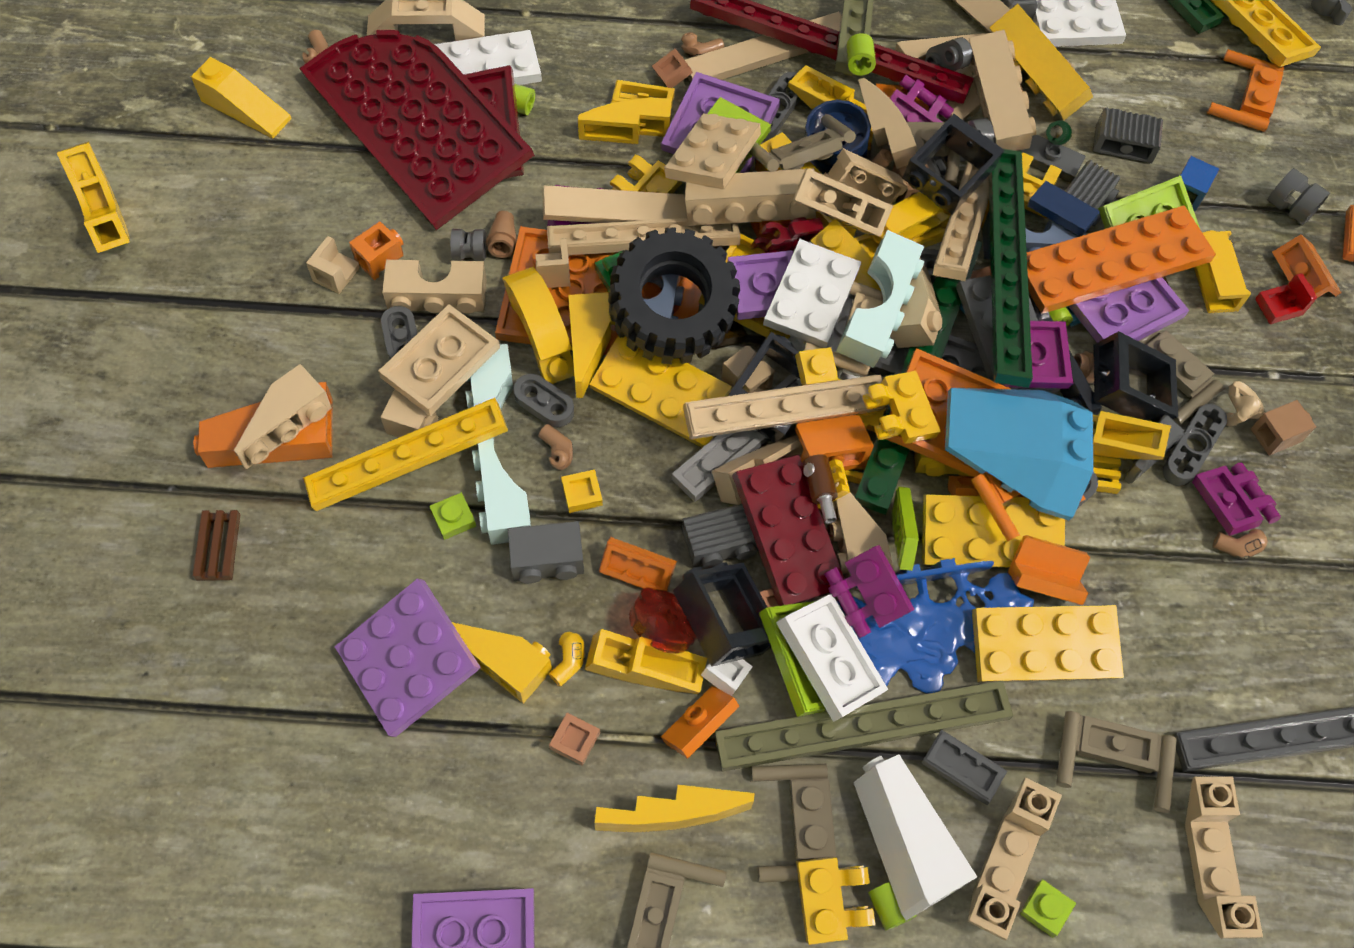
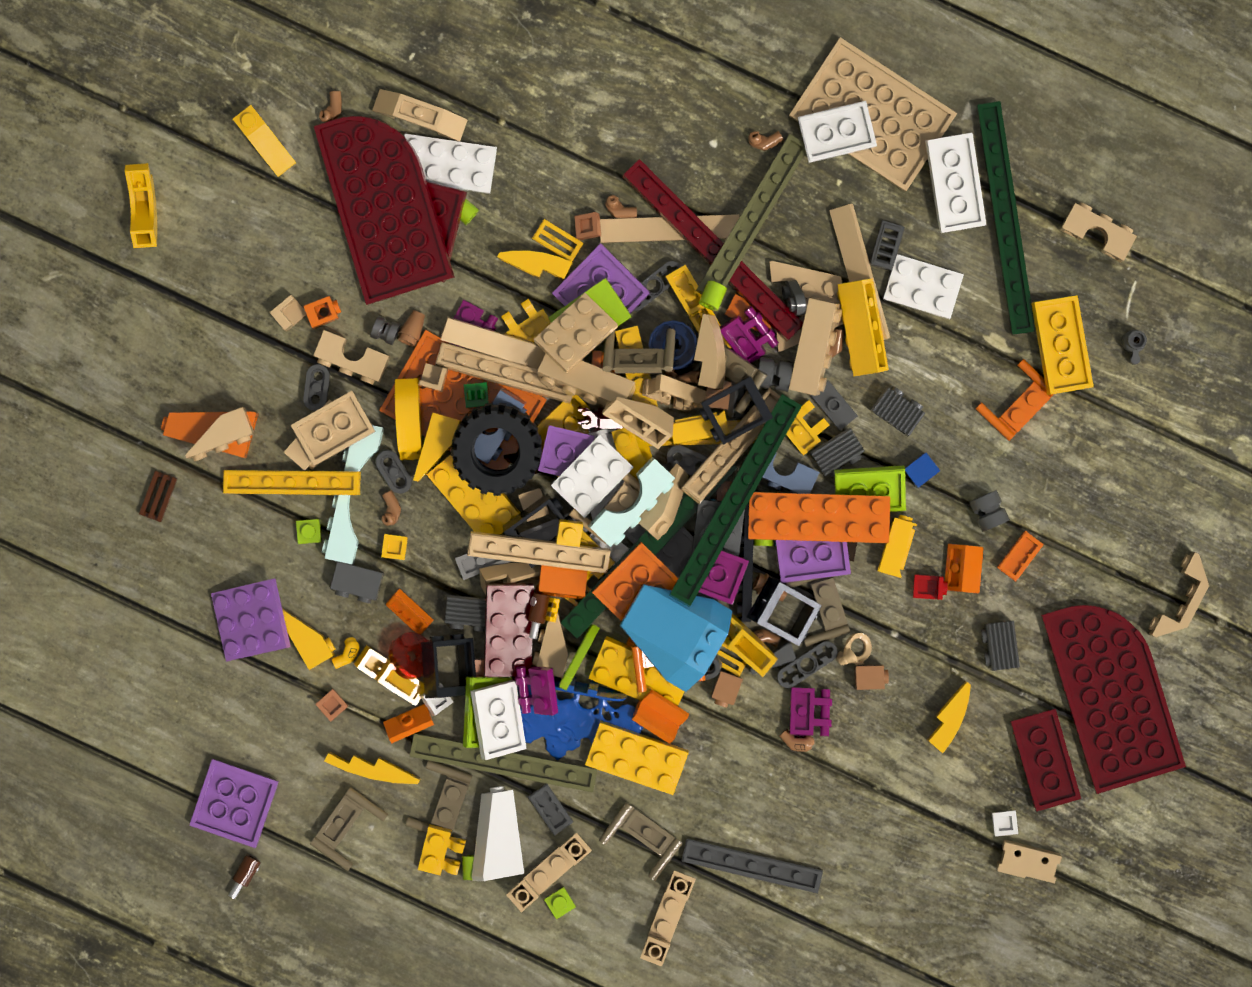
camera: 30 degrees right, 25 degrees up
(909, 405) = (614, 584): yellow plate -> none
(1054, 127) = (841, 396): dark green pin -> none
(1063, 208) = (805, 464): dark blue tile -> none
(1114, 507) = (726, 689): none -> medium nougat brick

